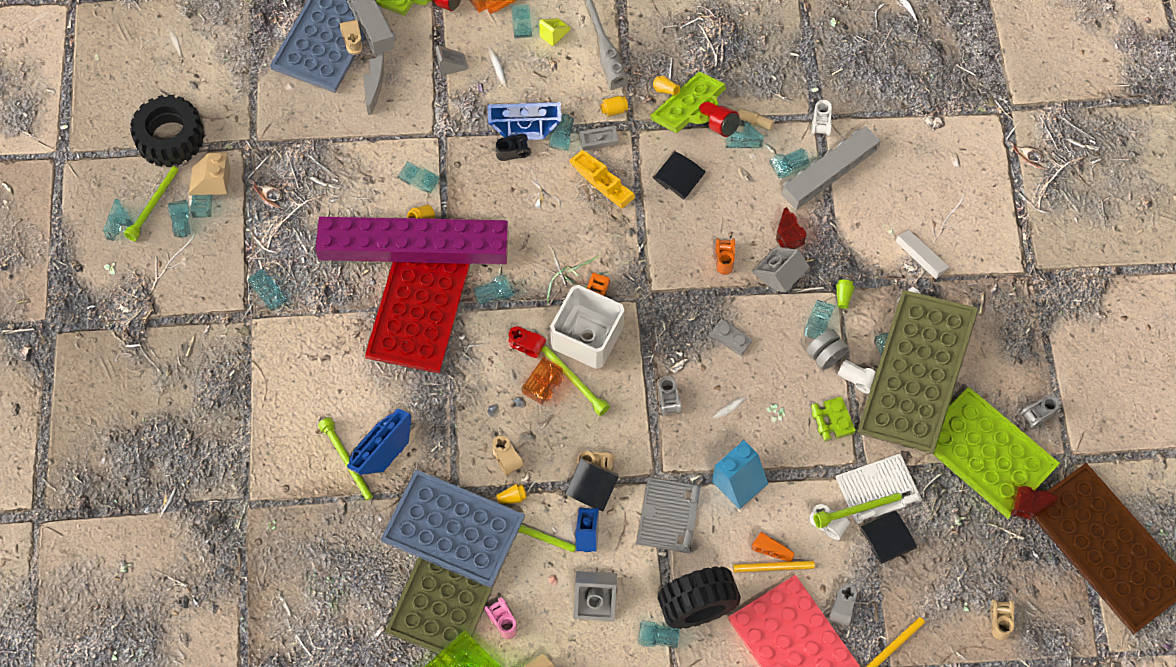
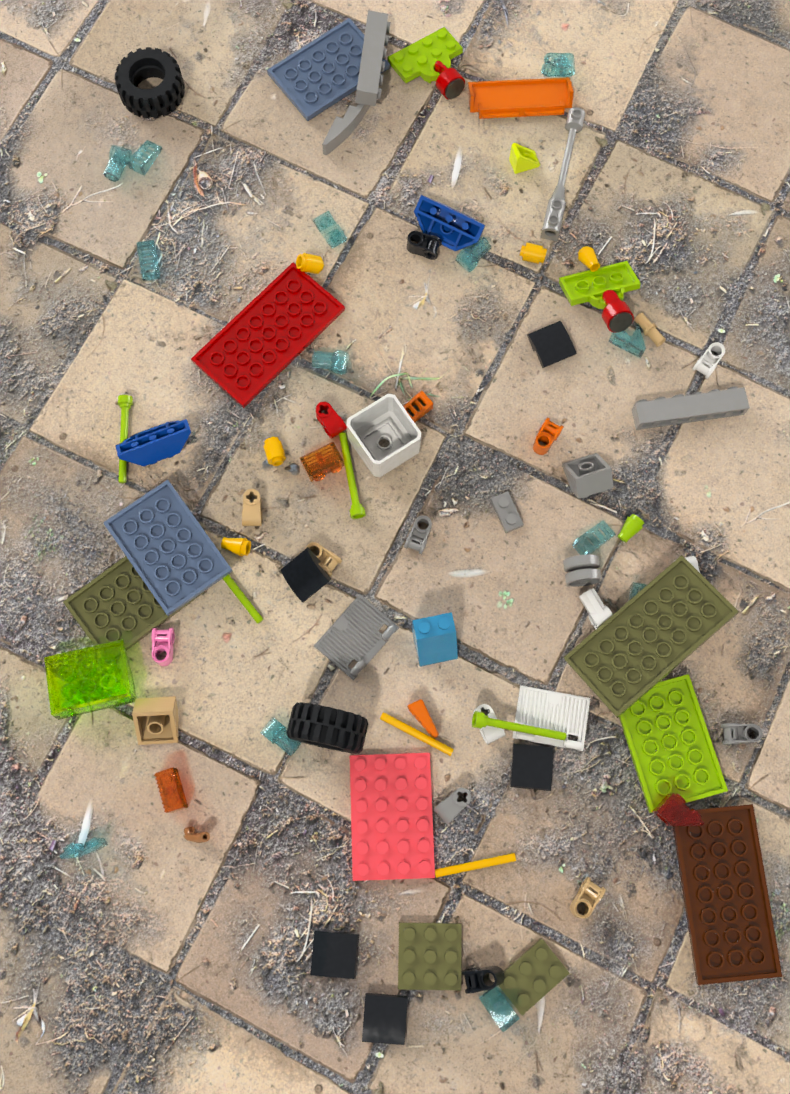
camera: 30 degrees right, 10 degrees up
(116, 218) = (66, 136): clear light blue slope -> none
(133, 232) = (75, 154): lime piece -> none
(210, 175) = (163, 139): tan slope -> none
(352, 36) = (347, 77): tan piece -> none
(412, 240) = (287, 281): magenta brick -> none
(450, 60) = (418, 141): light grey slope -> none
(493, 395) = (274, 451): none -> yellow brick
(521, 21) = (500, 138): clear light blue slope -> none
(587, 529) = (278, 611): blue slope -> none
(595, 596) = (250, 671): light grey slope -> none
(599, 137) = (502, 274): light grey plate -> none
(602, 179) = (482, 312): yellow slope -> none
(786, 164) = (651, 384): clear light blue piece -> none
(789, 232) = (614, 448): clear red slope -> none
(838, 417) = (555, 637): lime plate -> none
(922, 254) = (723, 530): white slope -> none

